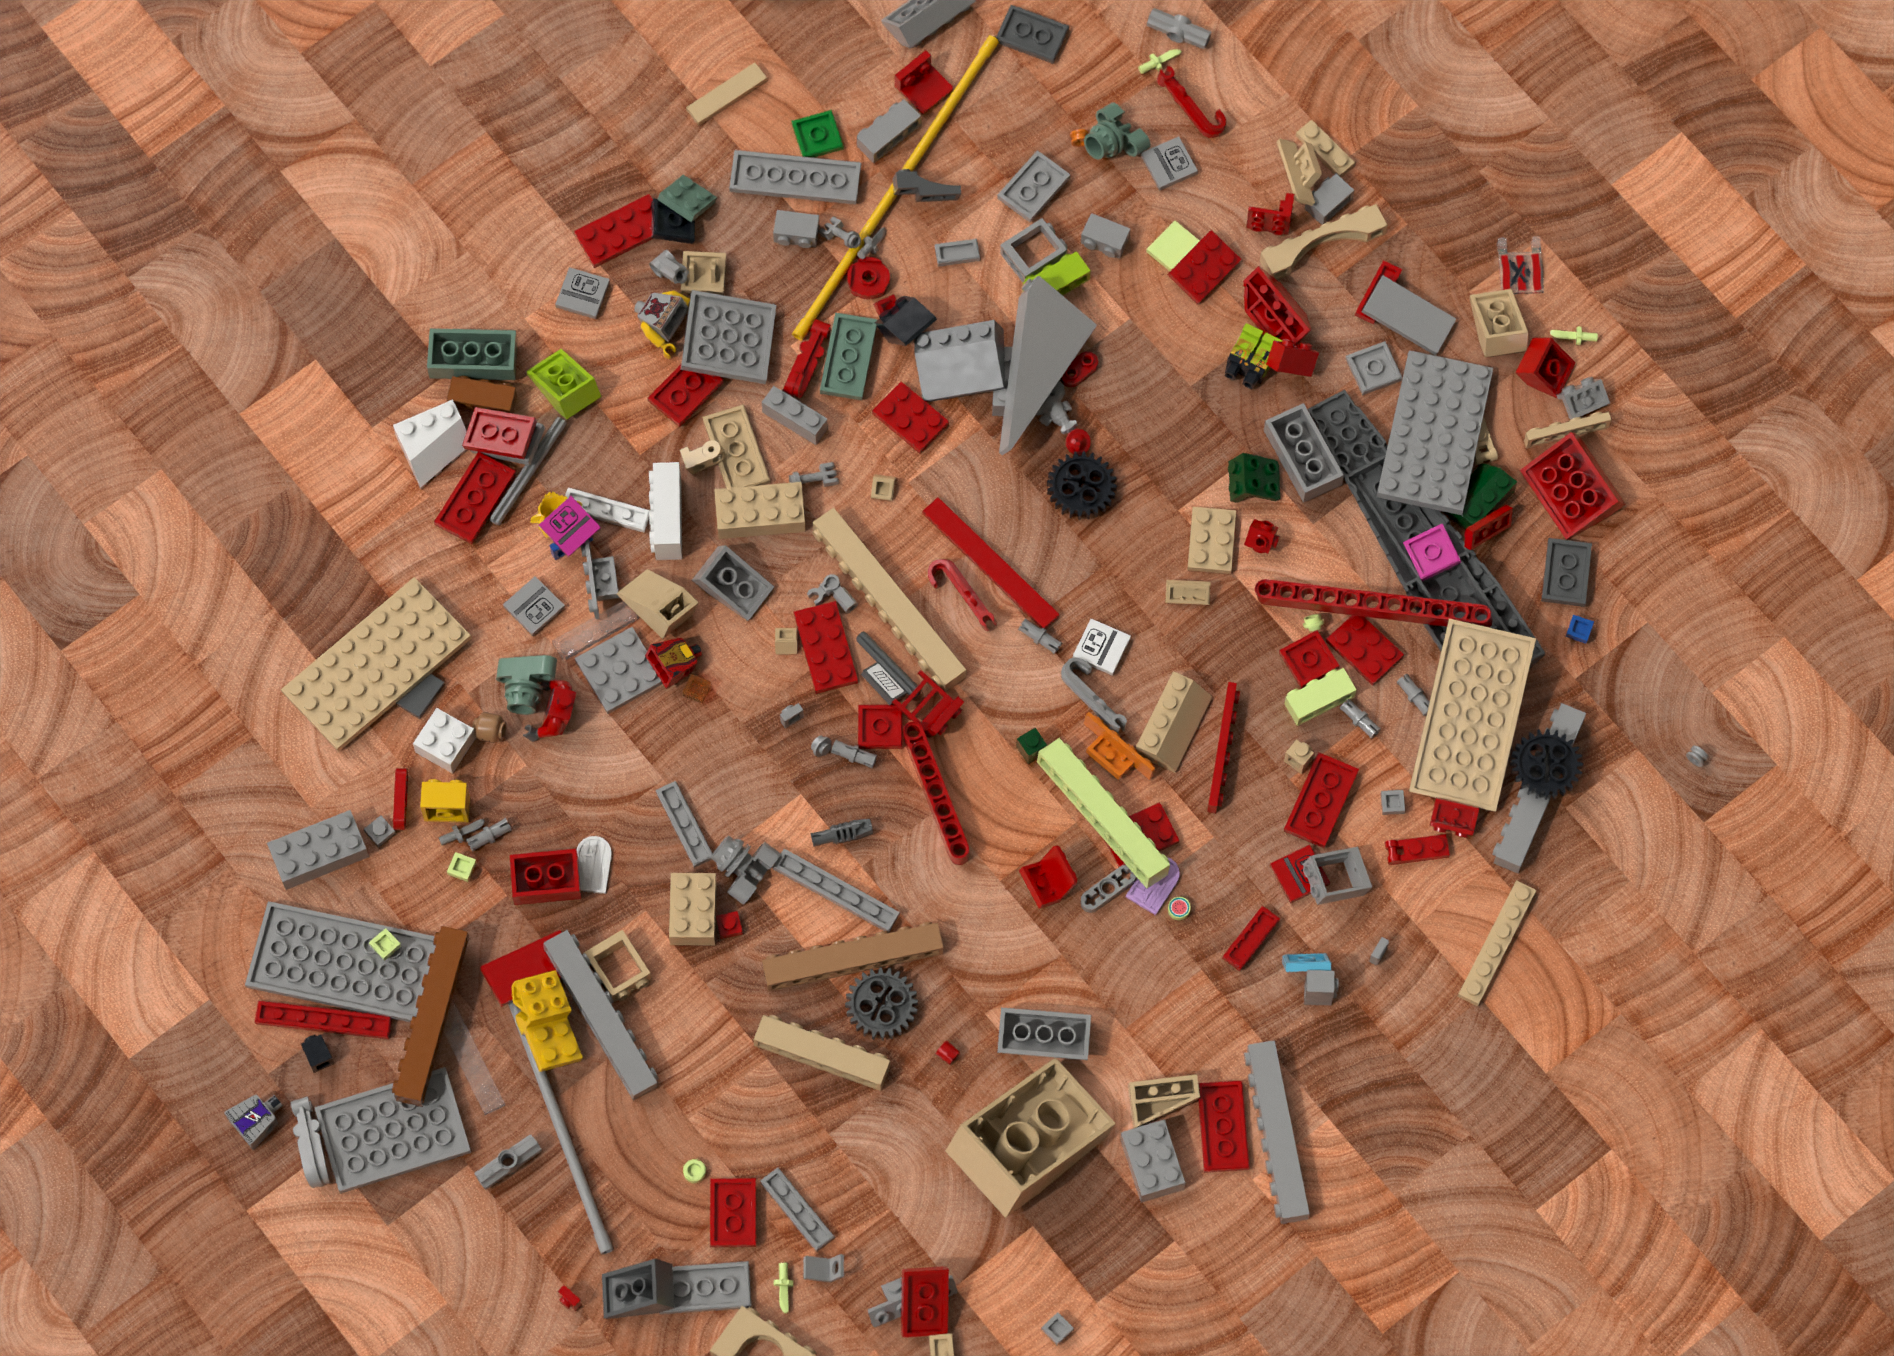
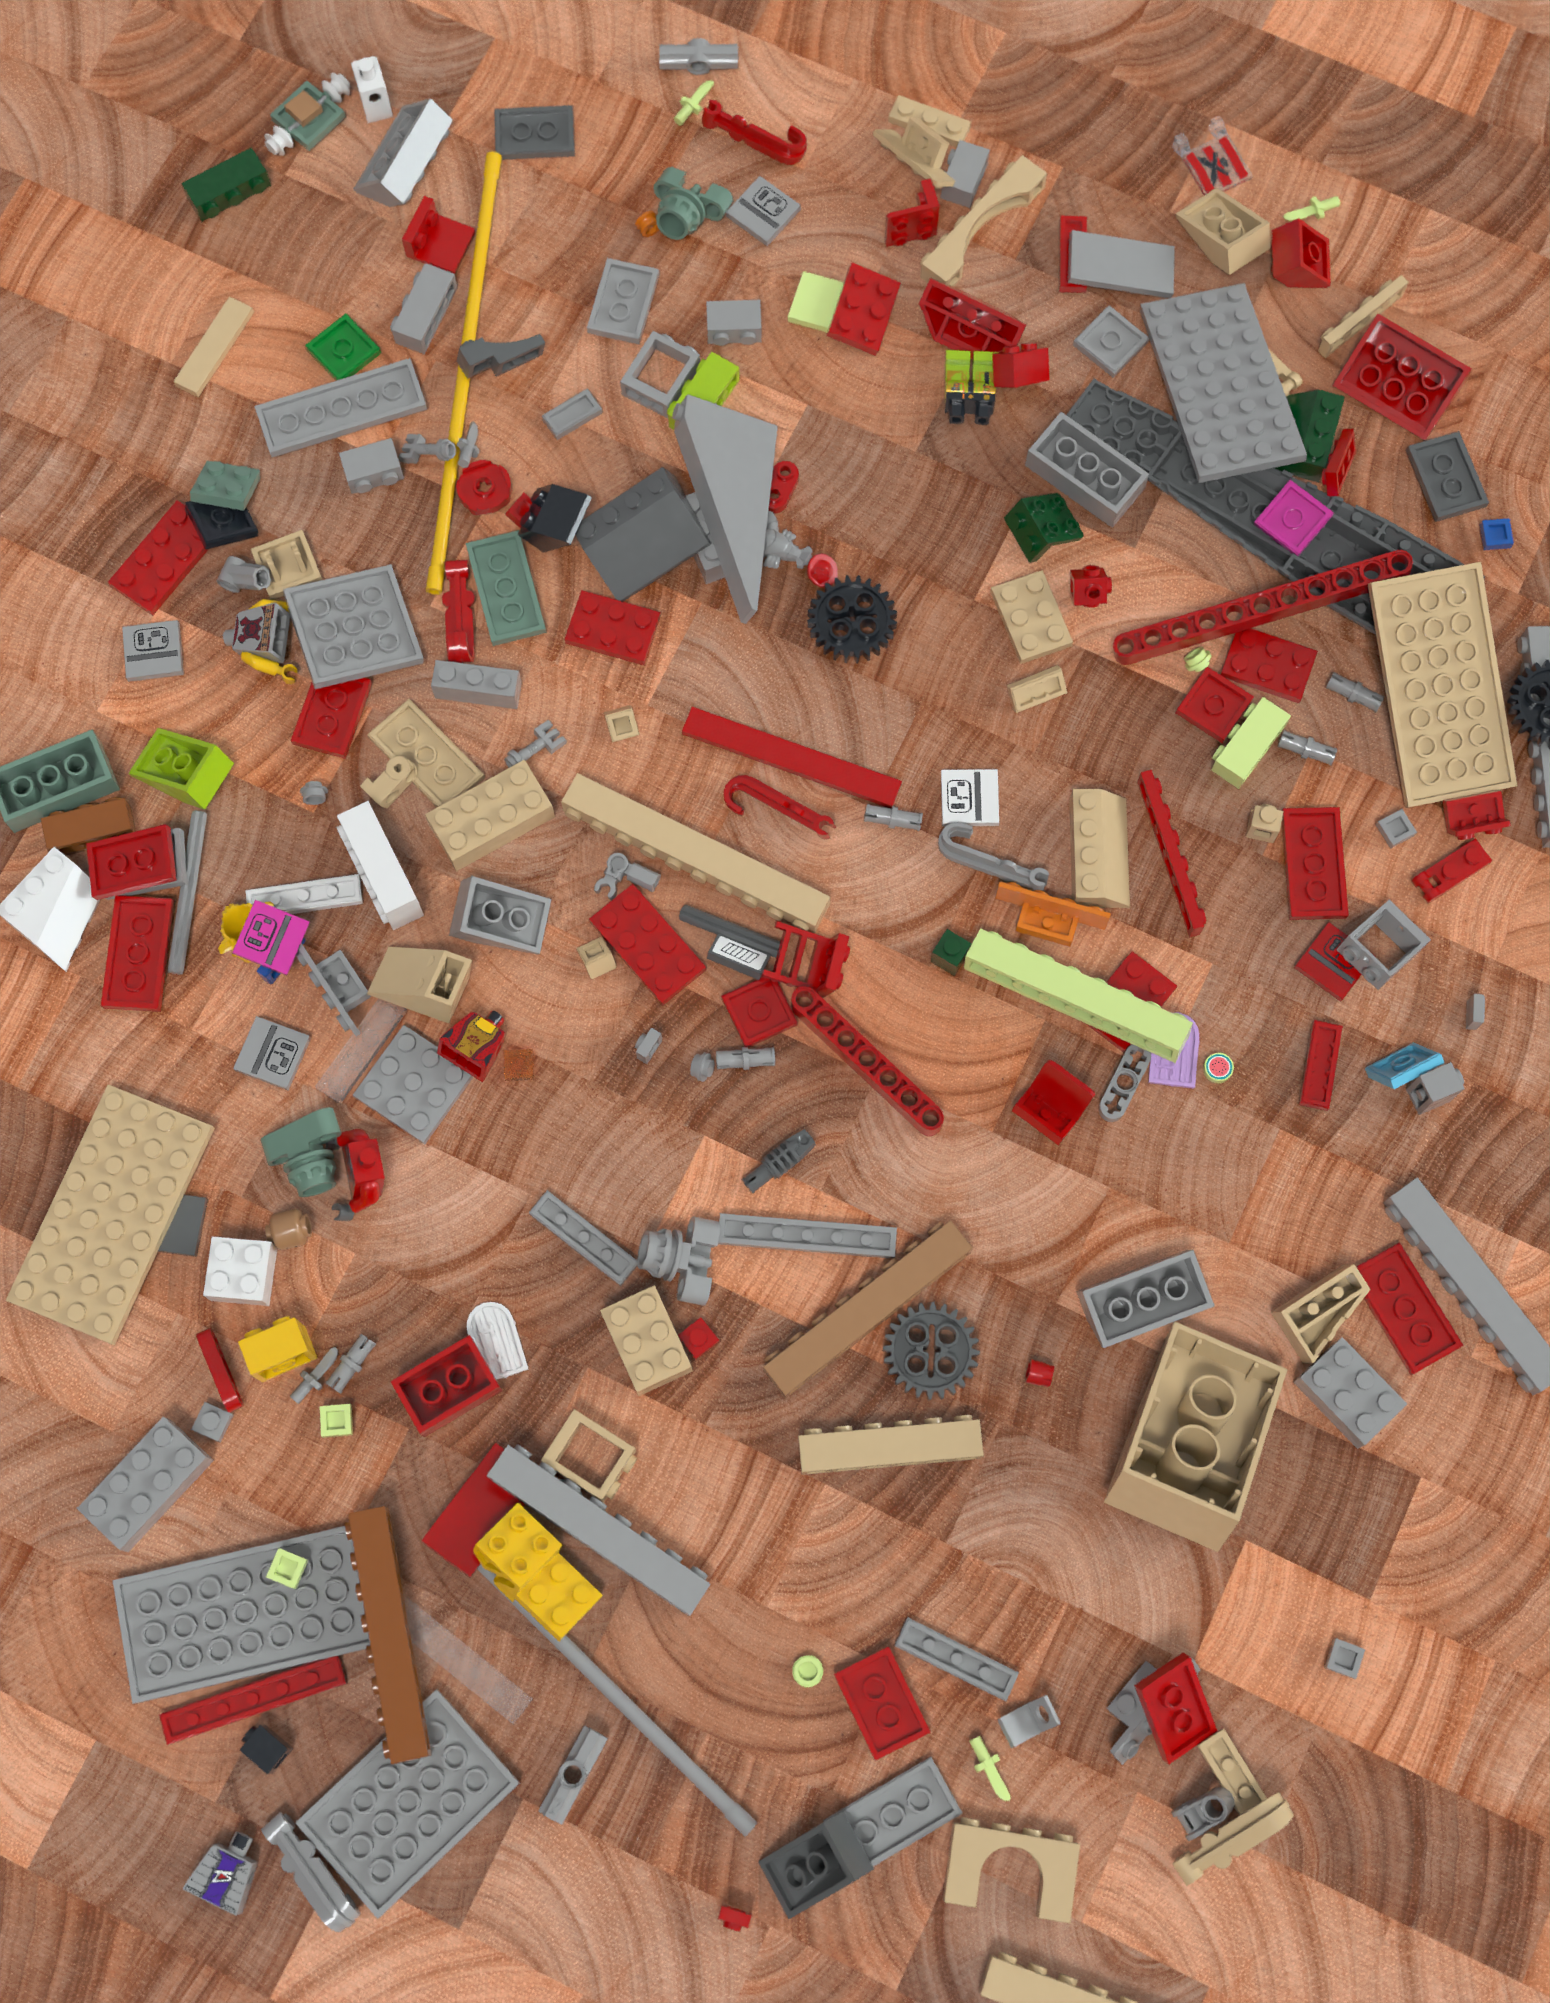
camera: 25 degrees left, 5 degrees up
(646, 441) = (314, 793): none -> light grey plate
(1584, 397) = (1361, 272): light grey bracket -> none

